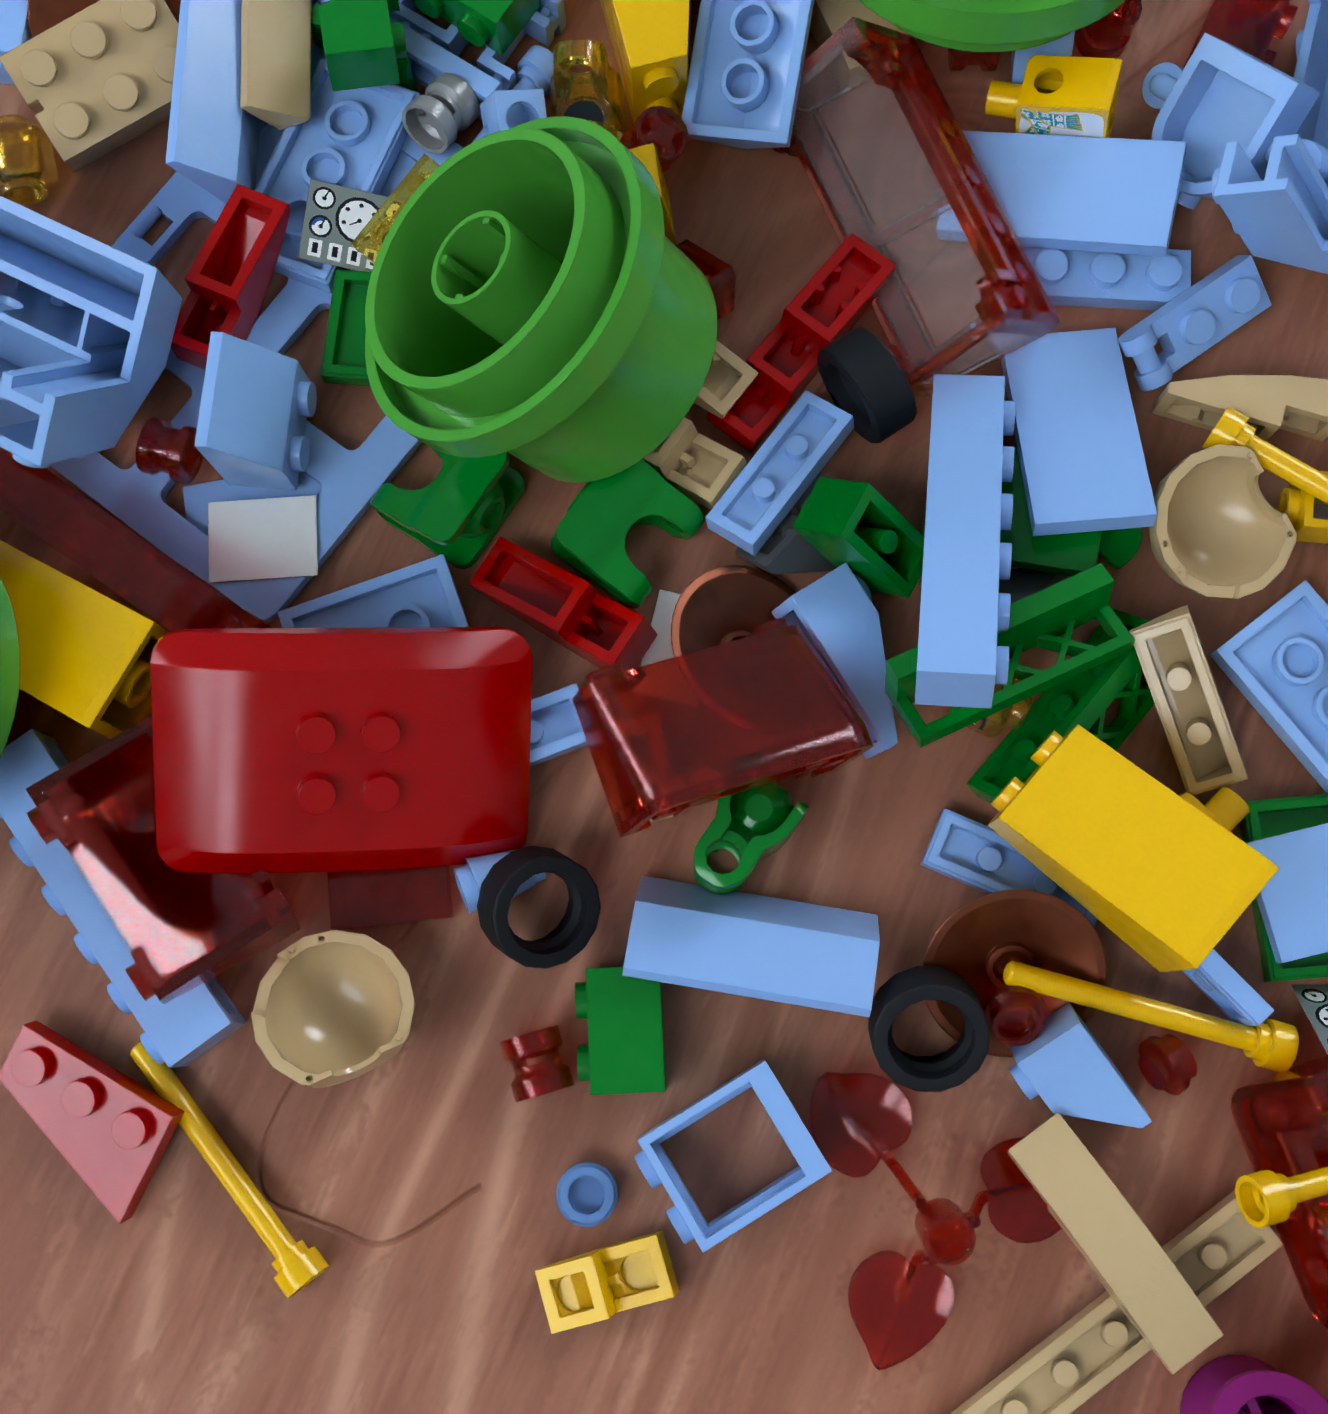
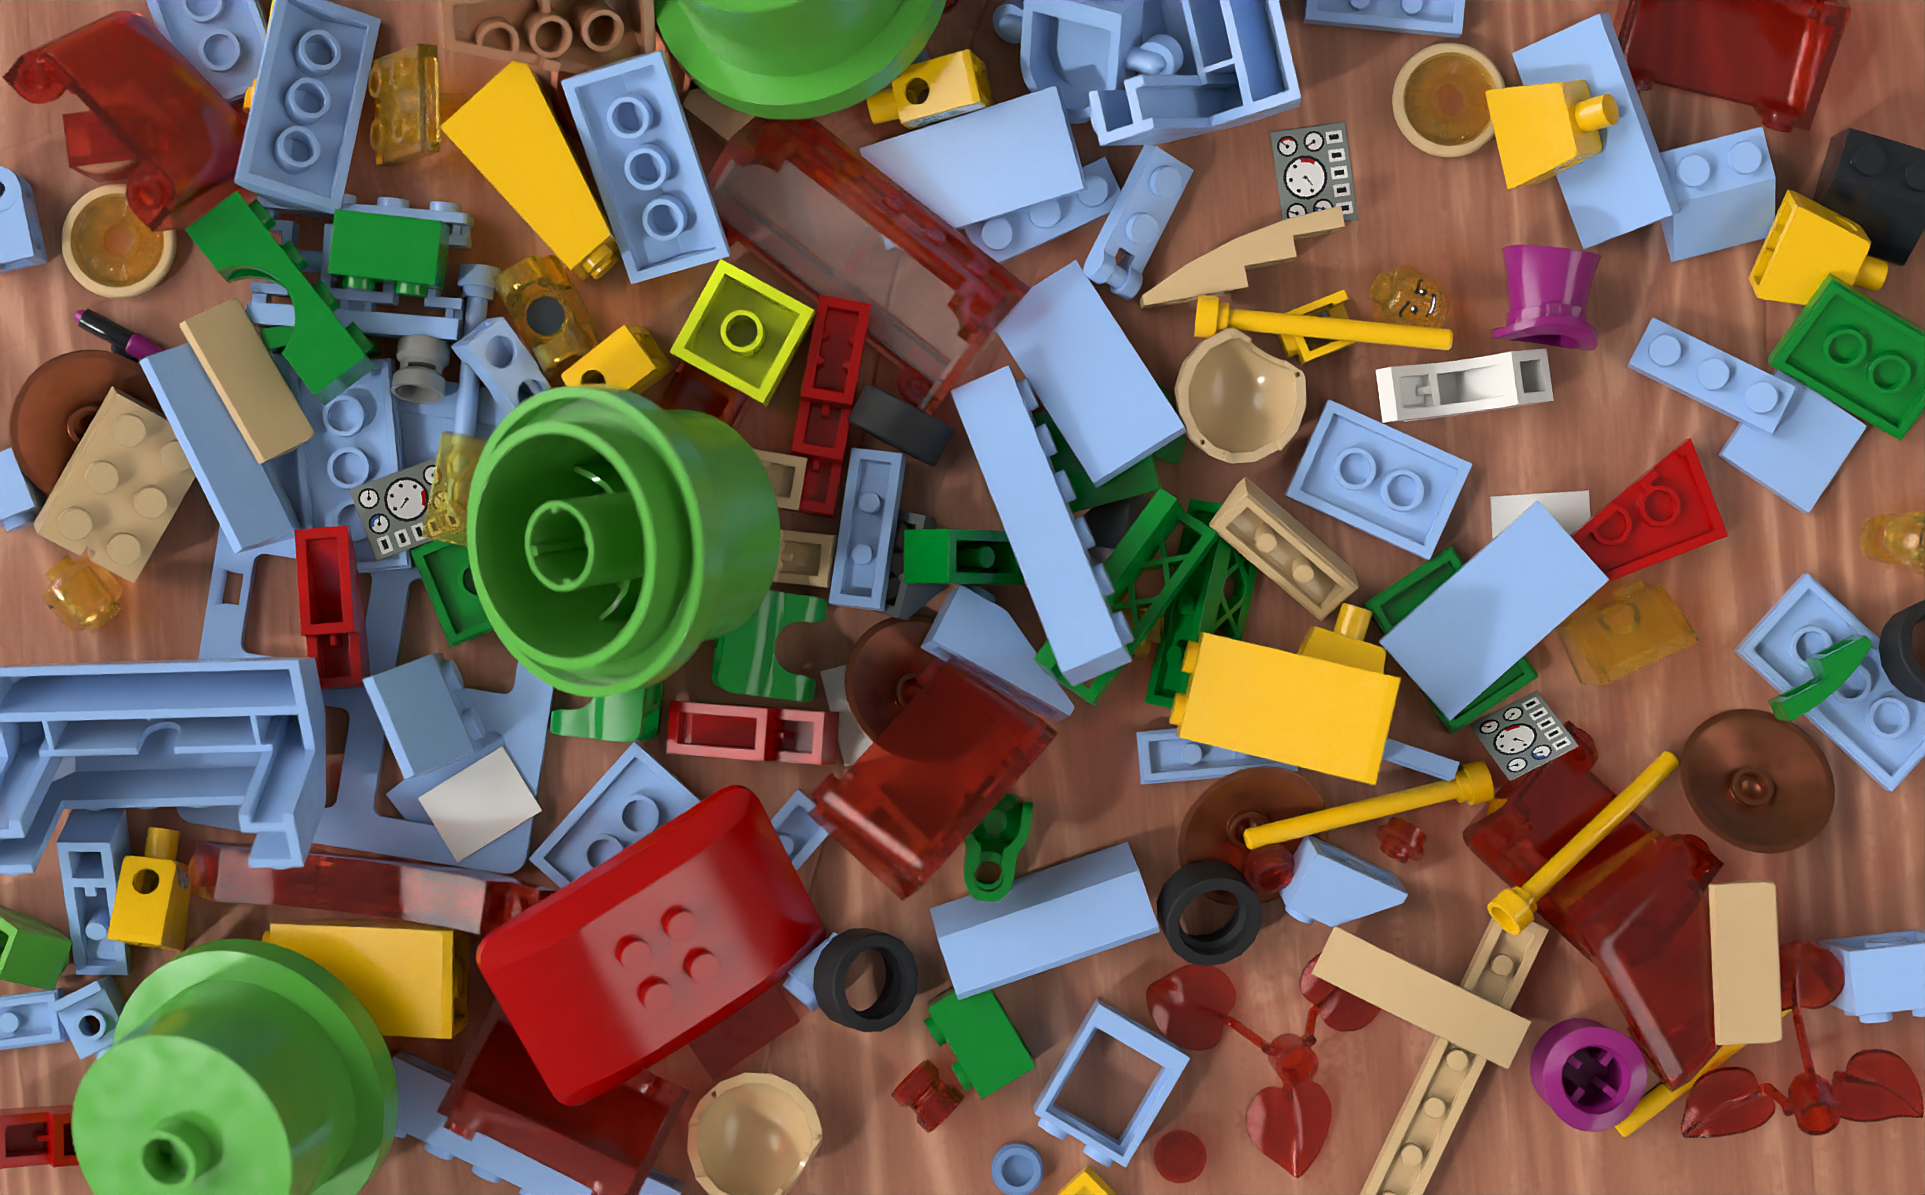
camera: 30 degrees left, 10 degrees up
(168, 450) = (366, 776): clear red wheel -> none
(662, 128) = (624, 296): clear red wheel -> none
(763, 225) = (743, 332): none -> neon yellow brick
(764, 1275) = (1180, 1156): none -> clear red plate

